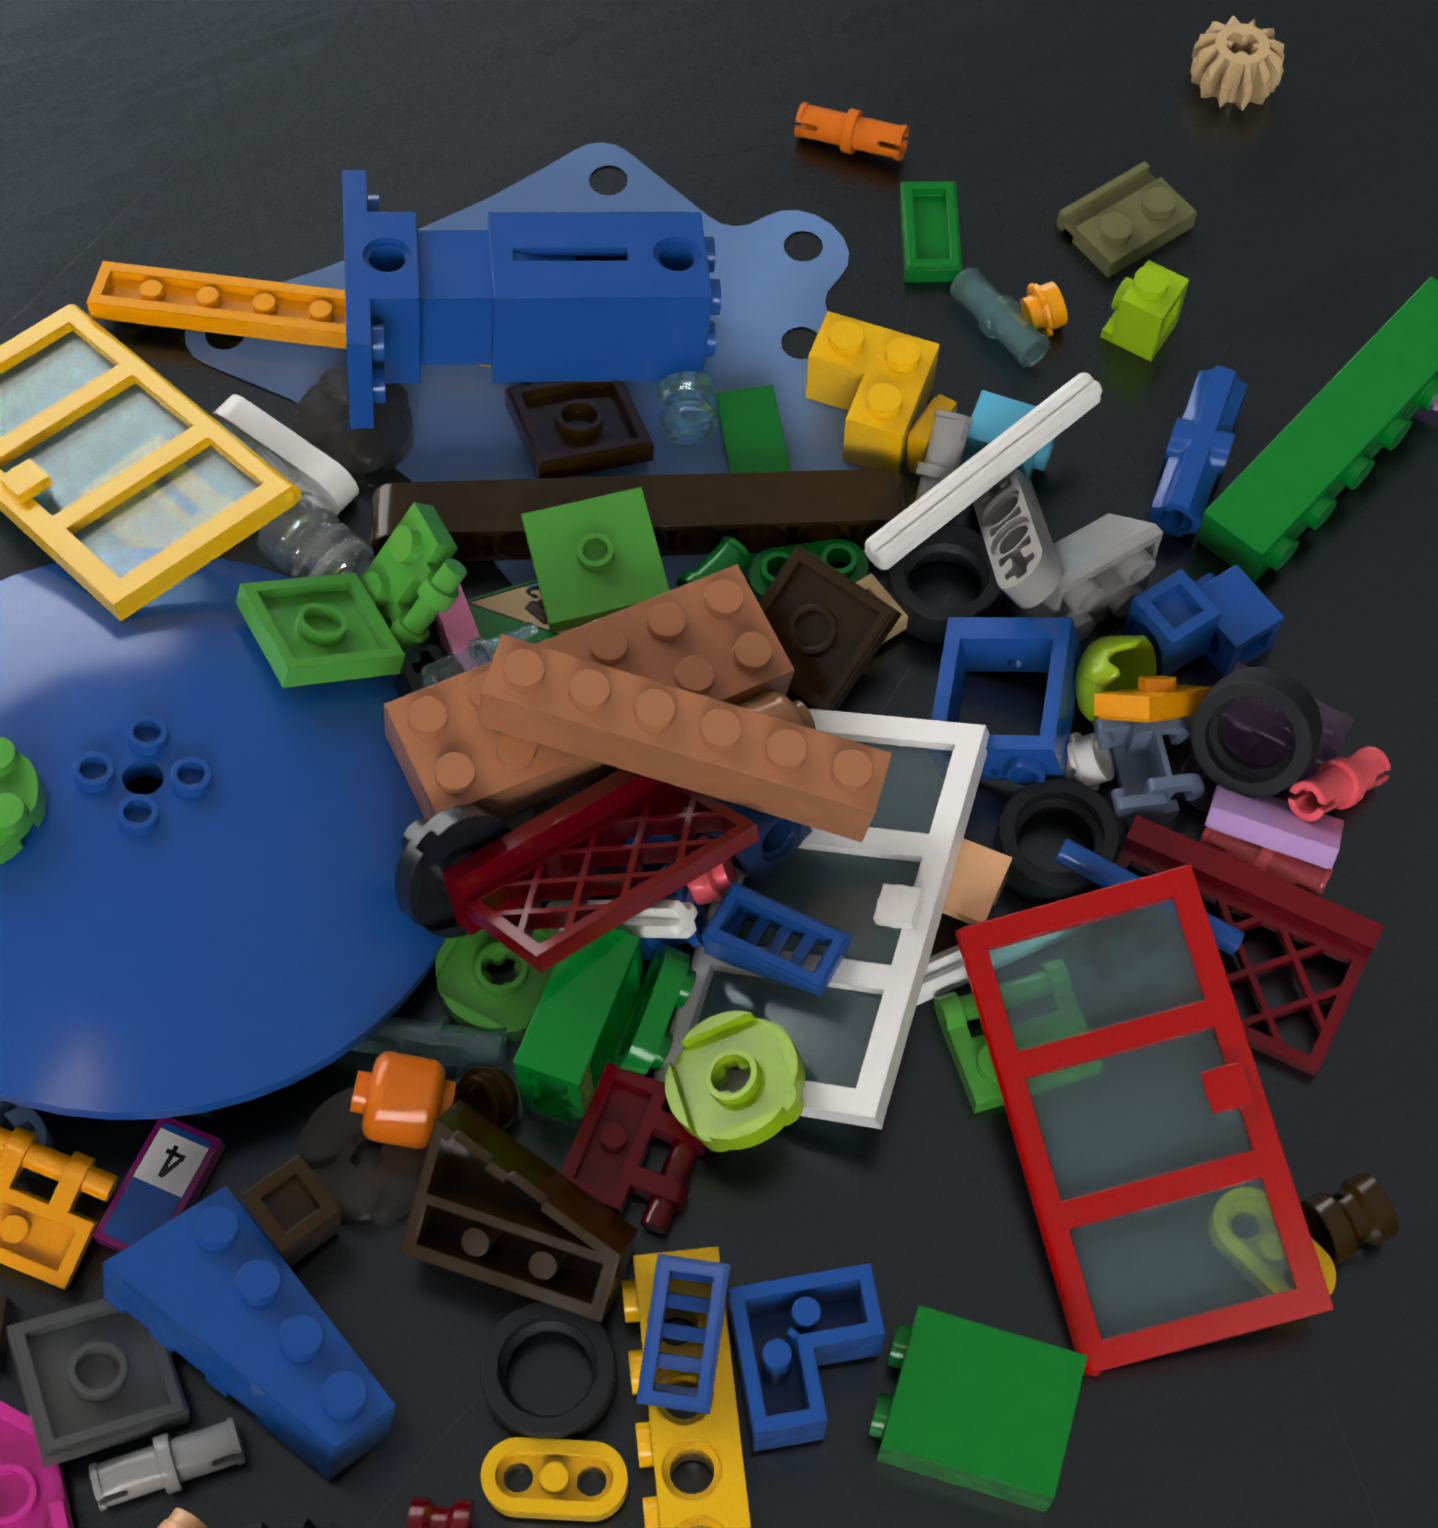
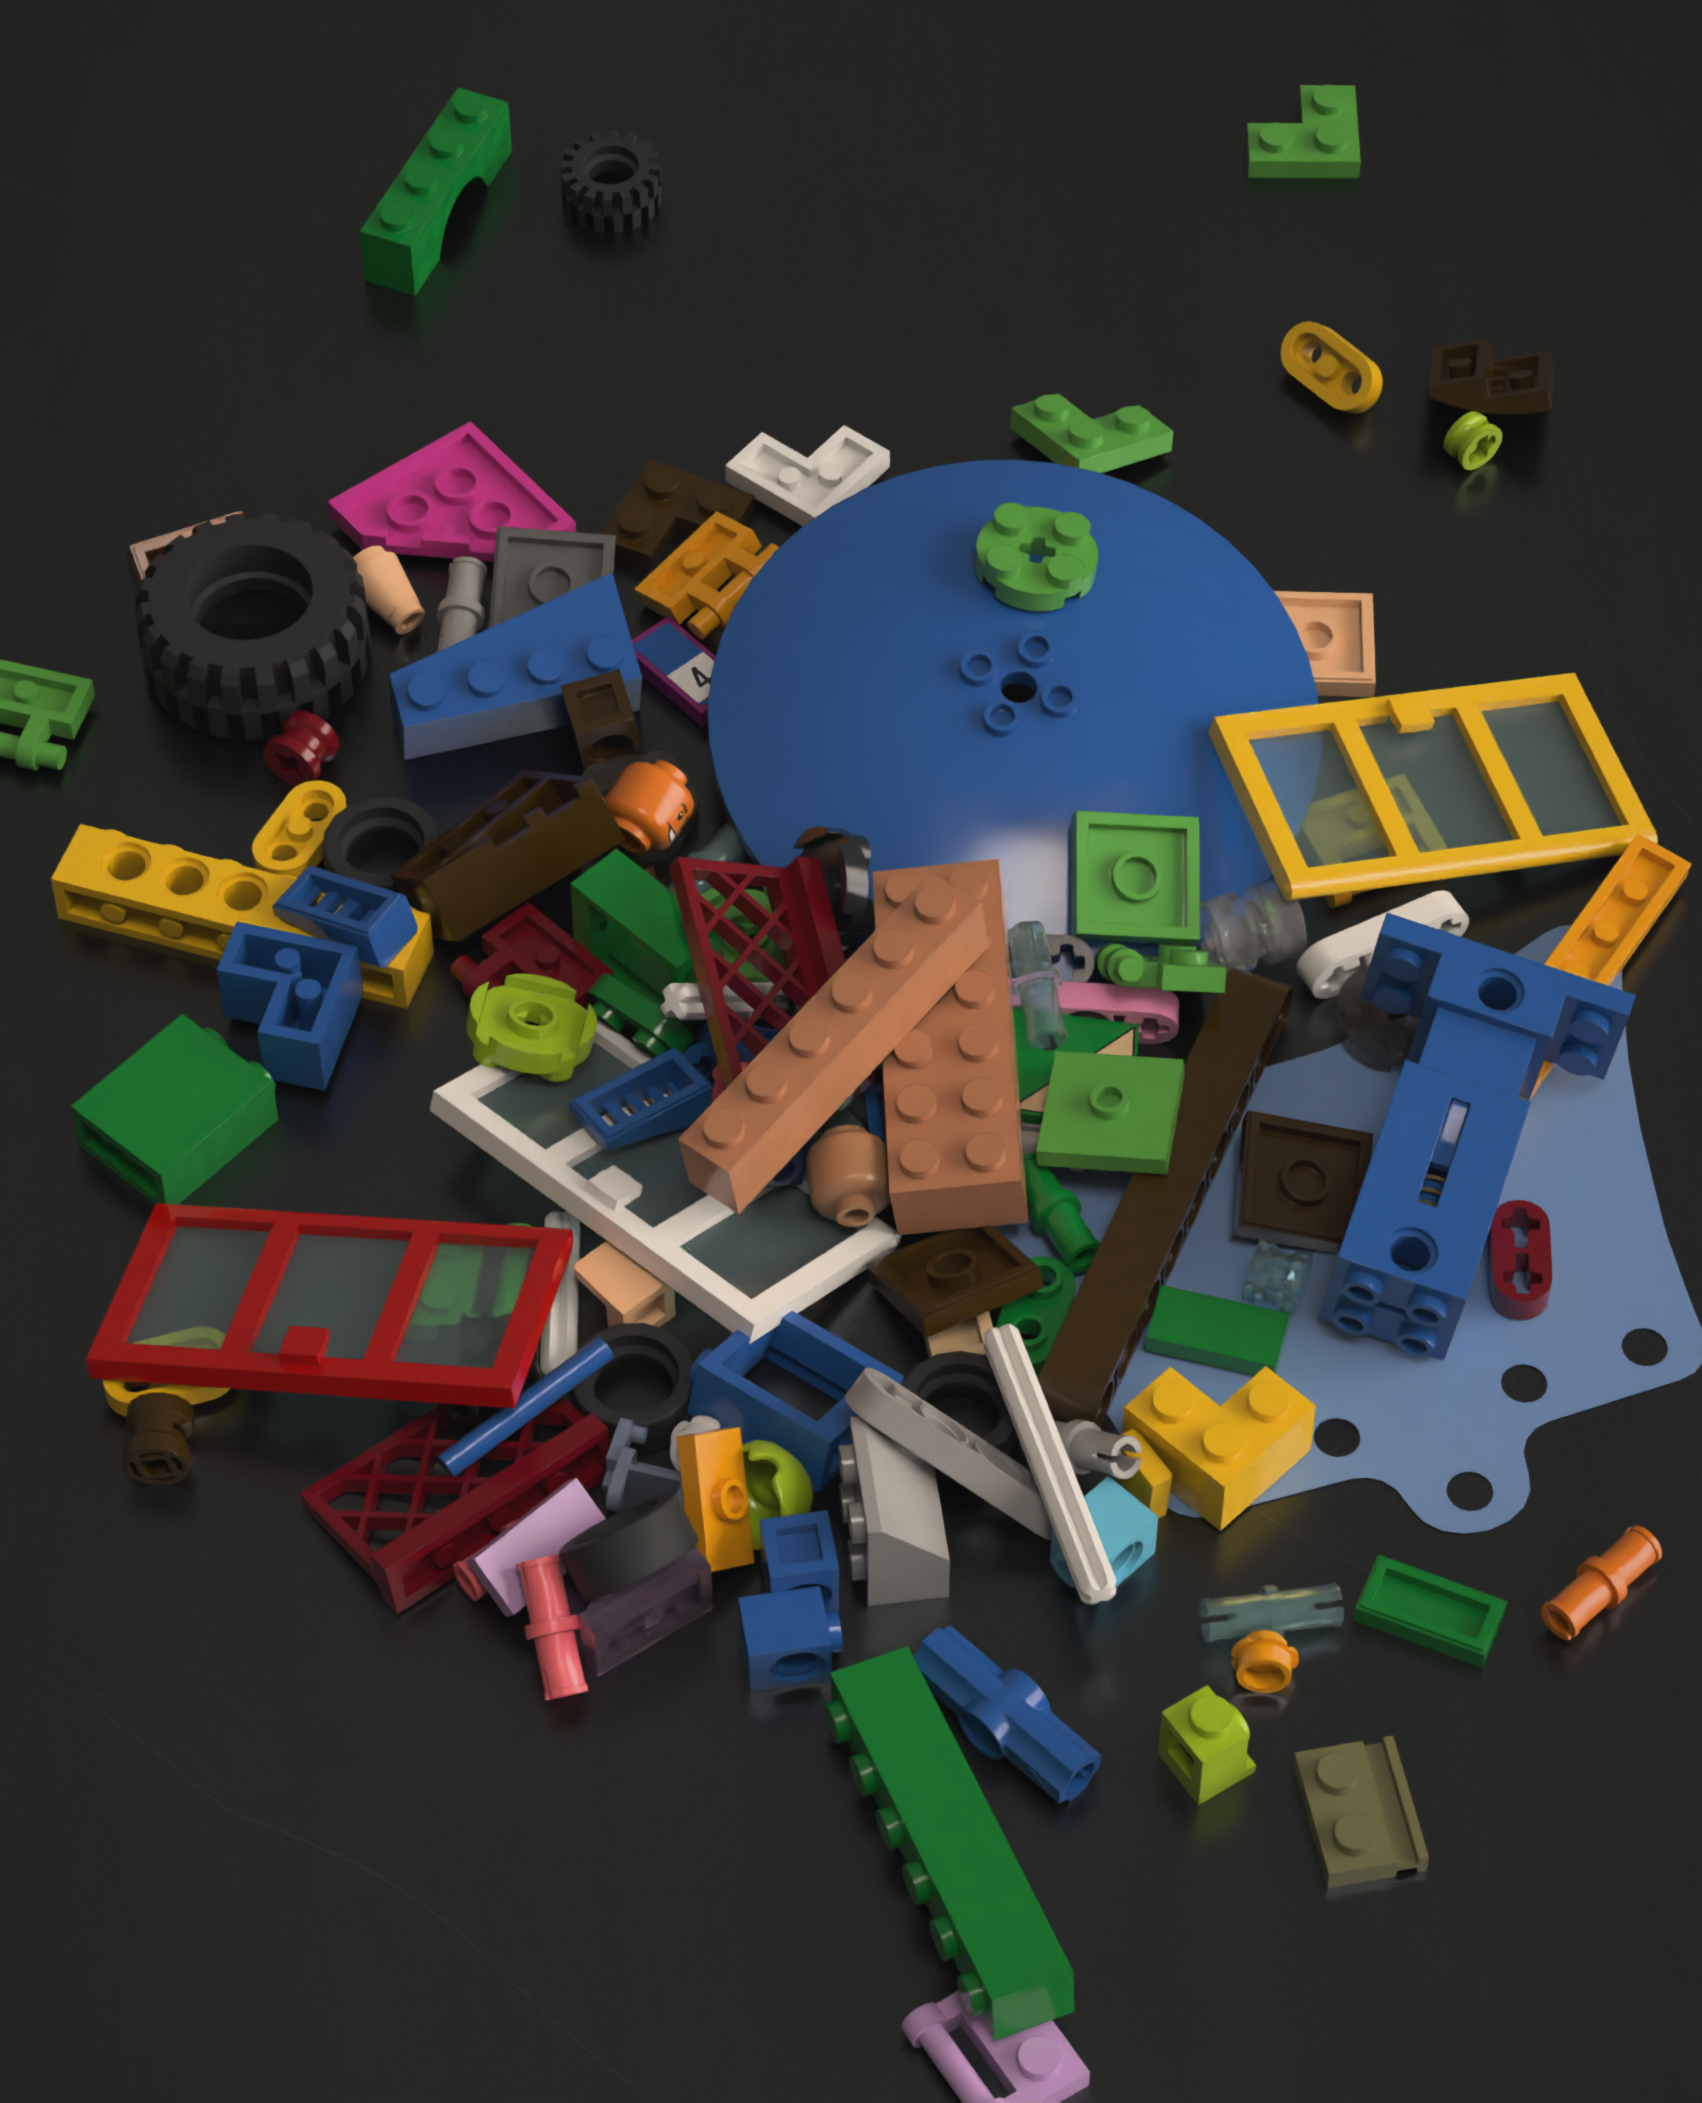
camera: 115 degrees right, 10 degrees down
(1237, 63) = (1561, 2020): tan gear -> none

